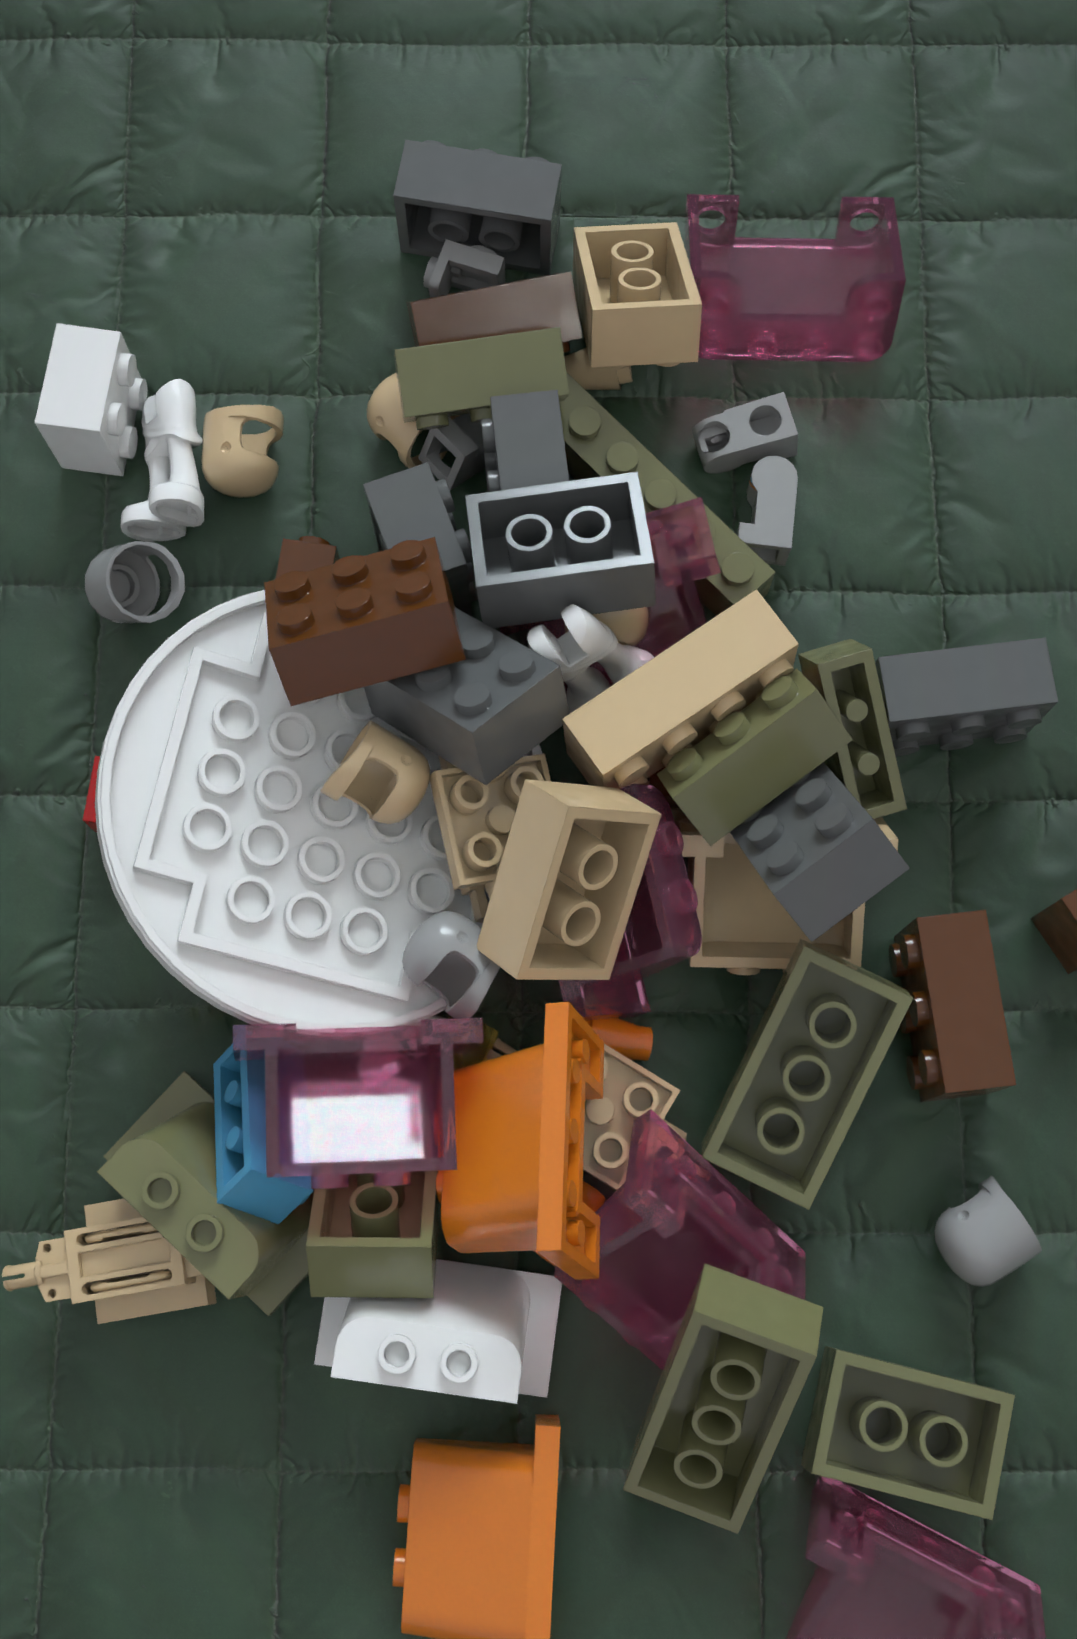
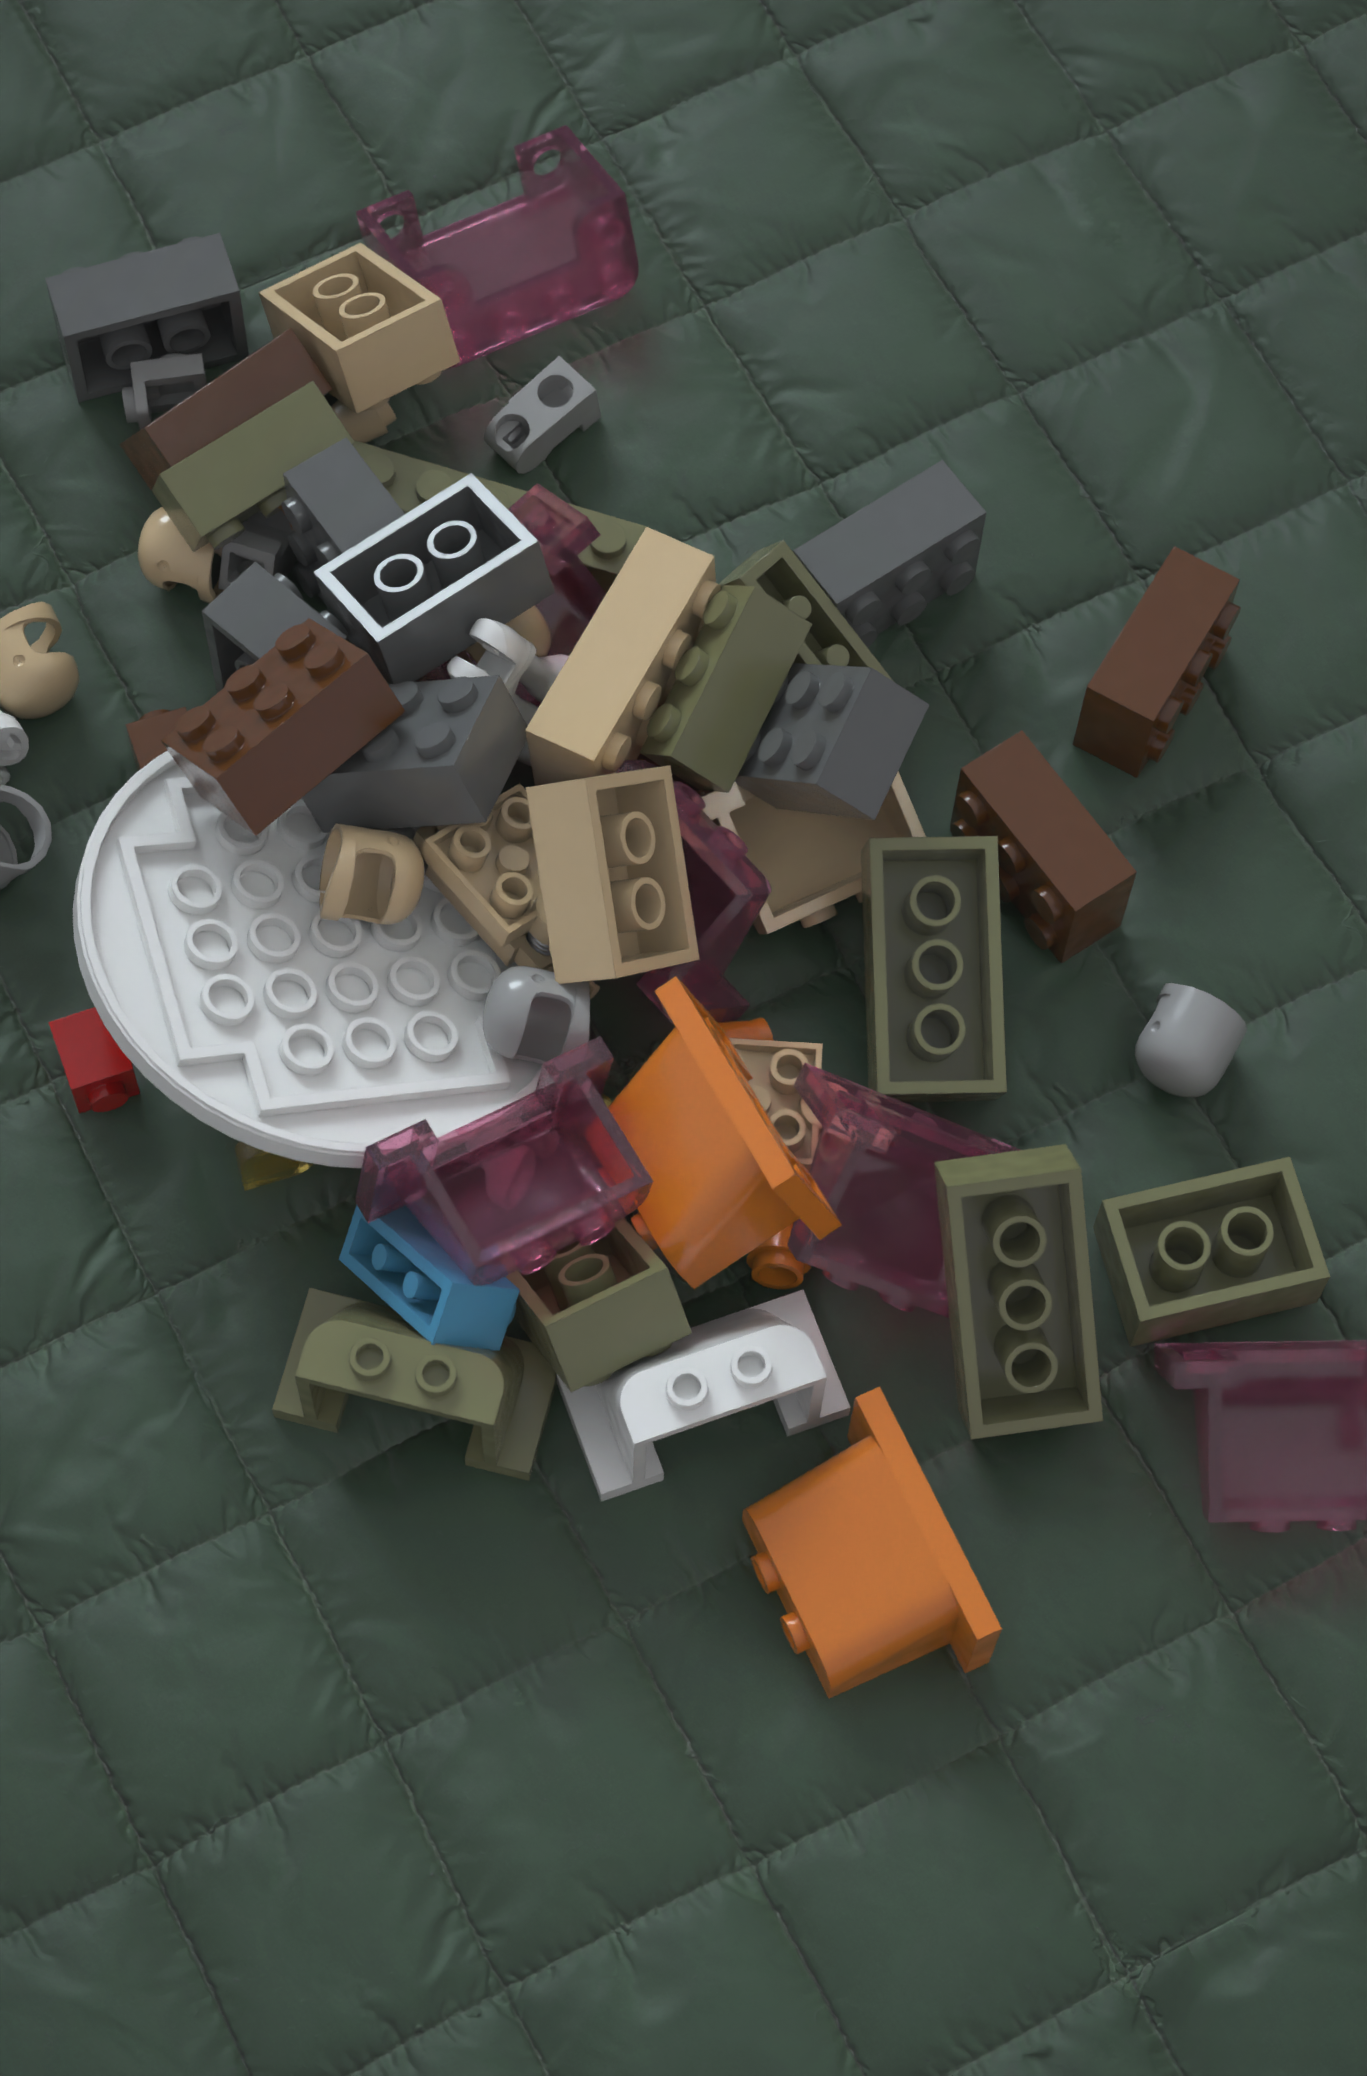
camera: 30 degrees left, 10 degrees down
(117, 1264) = (362, 1483): tan piece -> none
(773, 501) = (606, 472): light grey leg -> none

